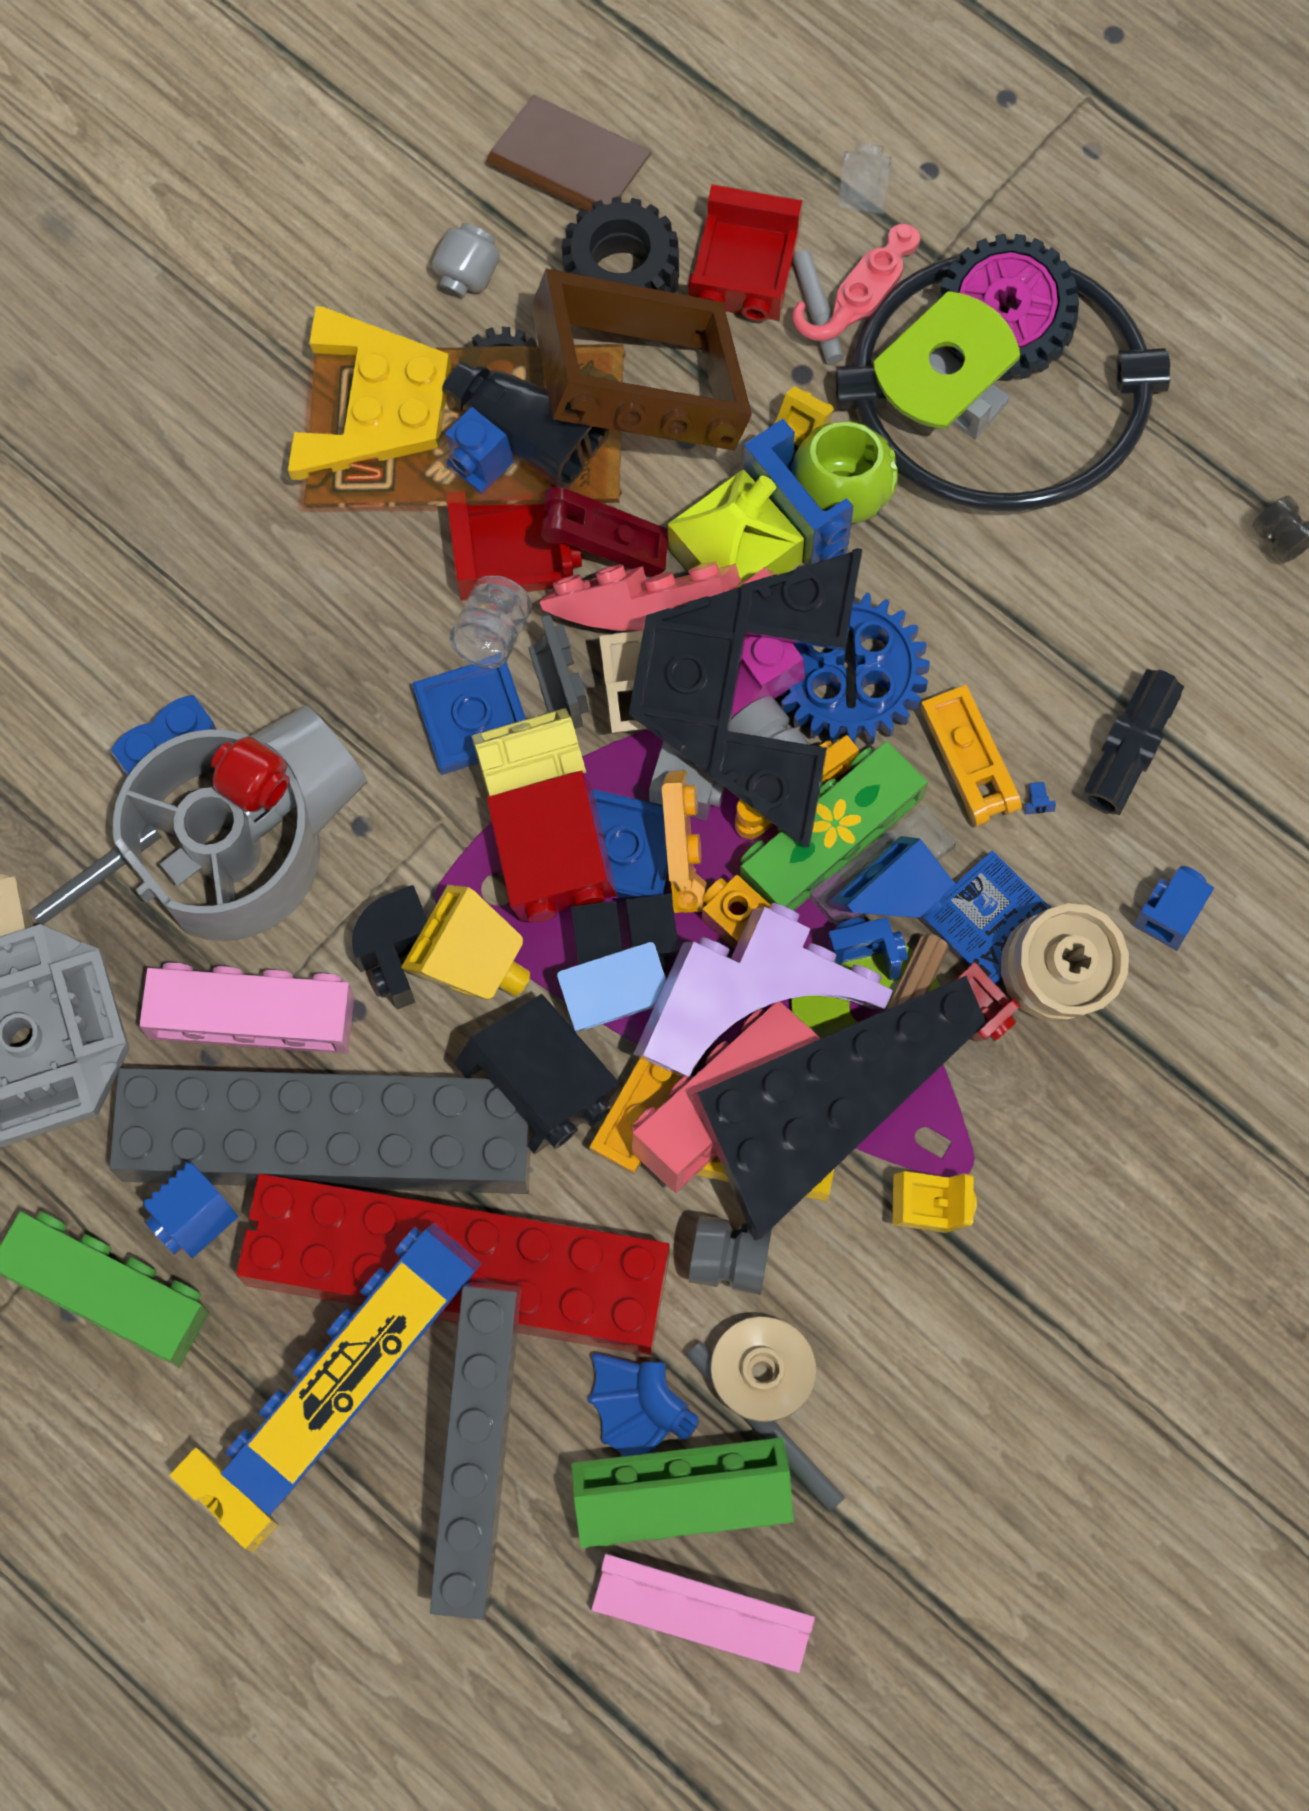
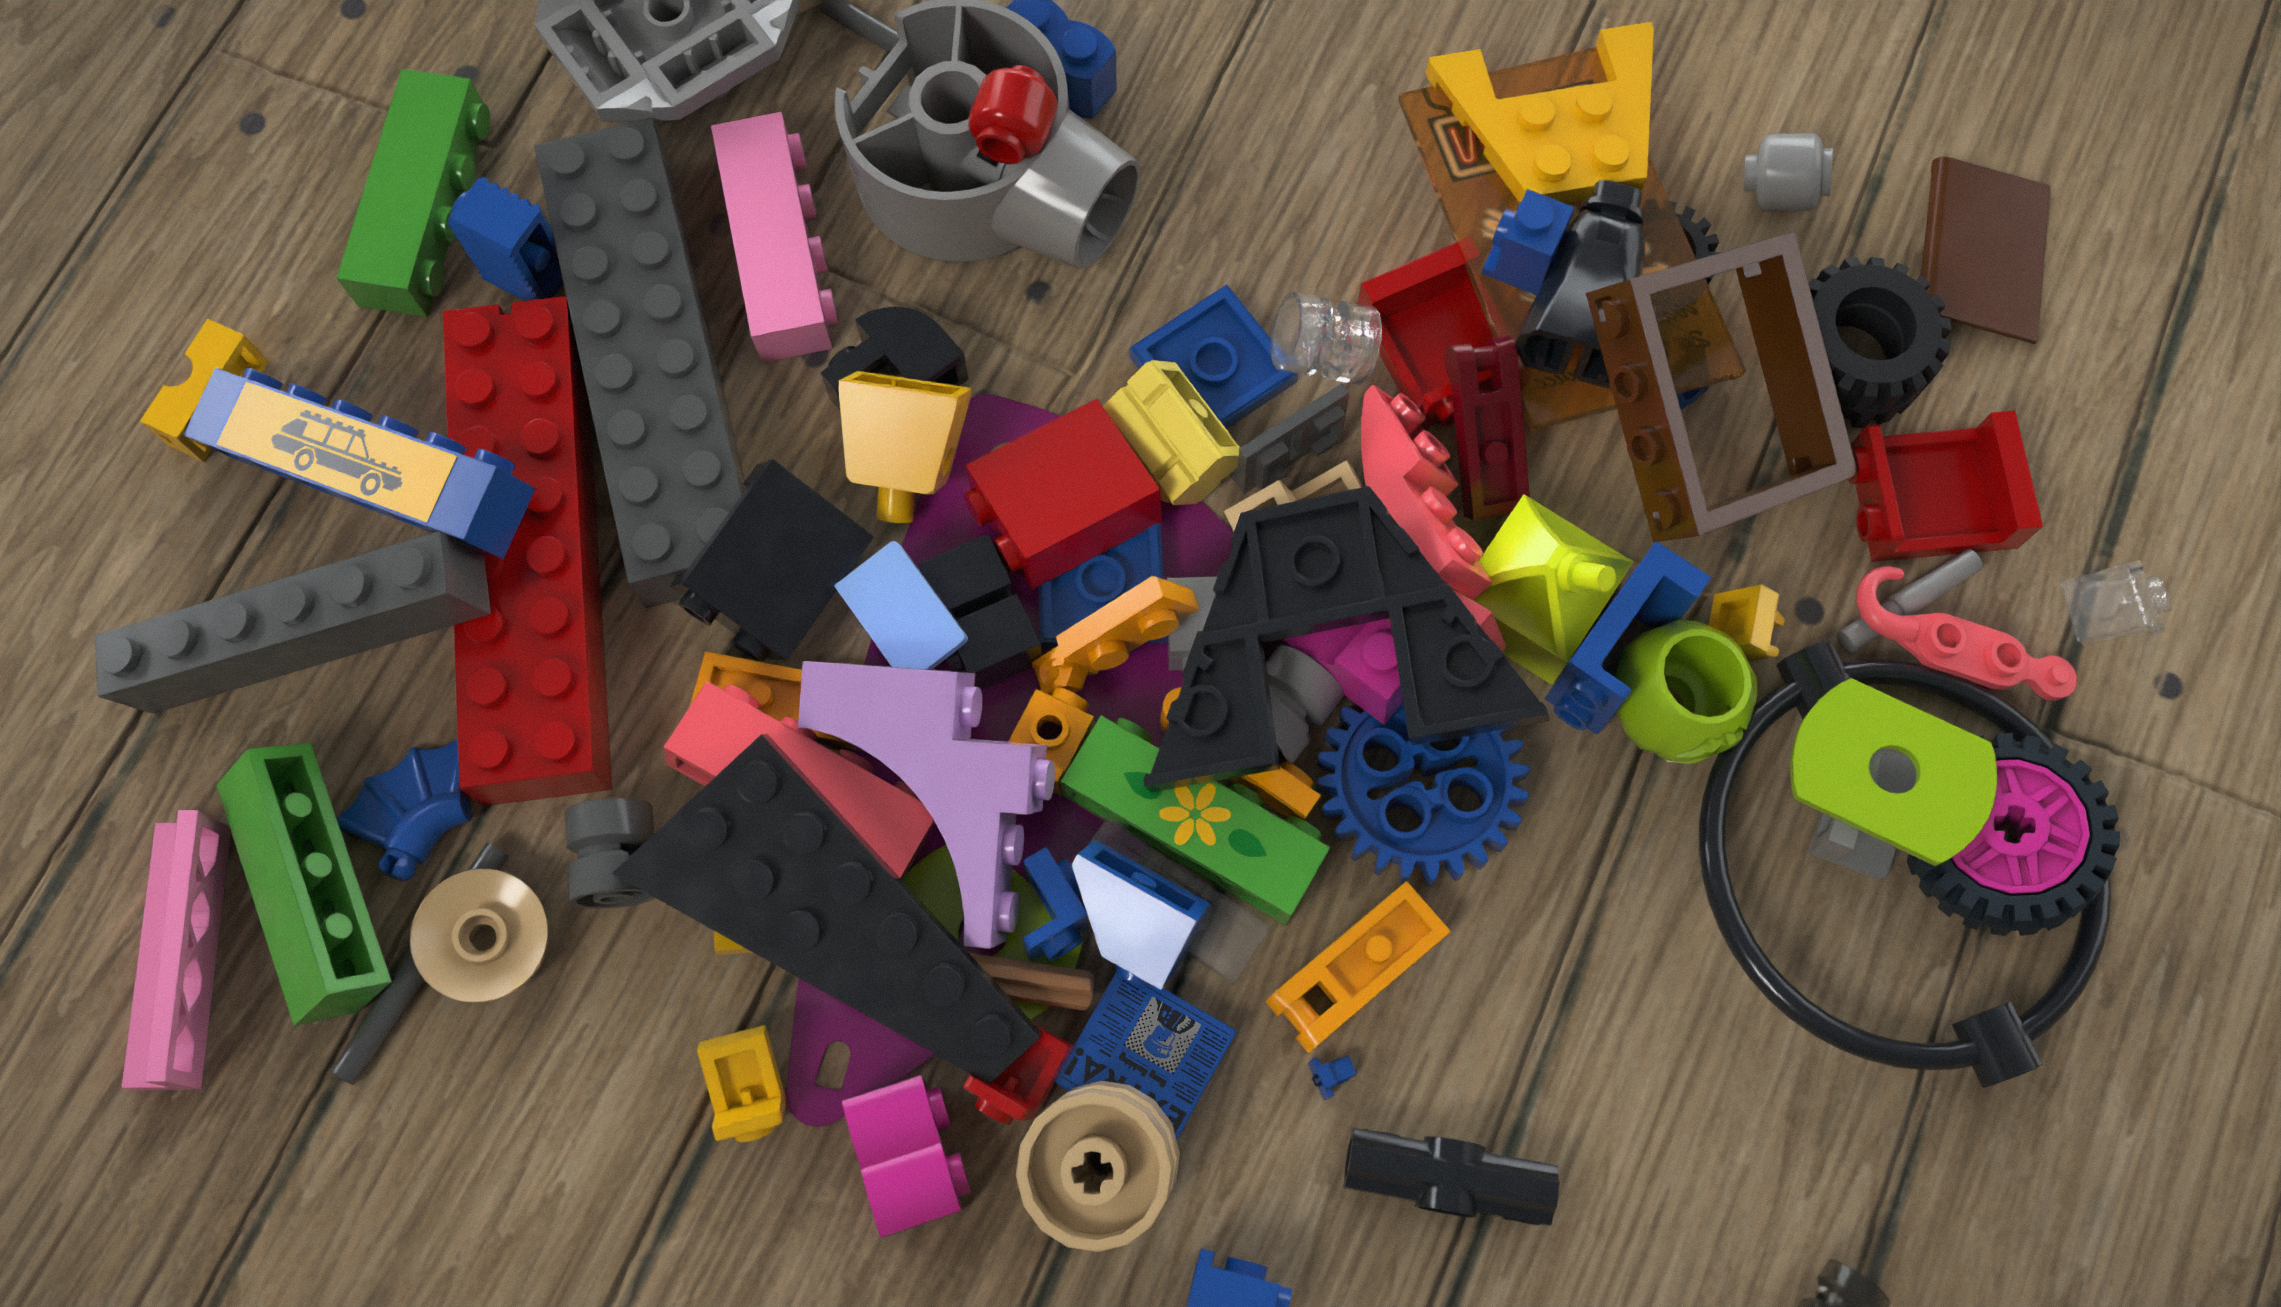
camera: 70 degrees right, 0 degrees up
(1016, 1101) = (904, 1155): none -> dark pink brick

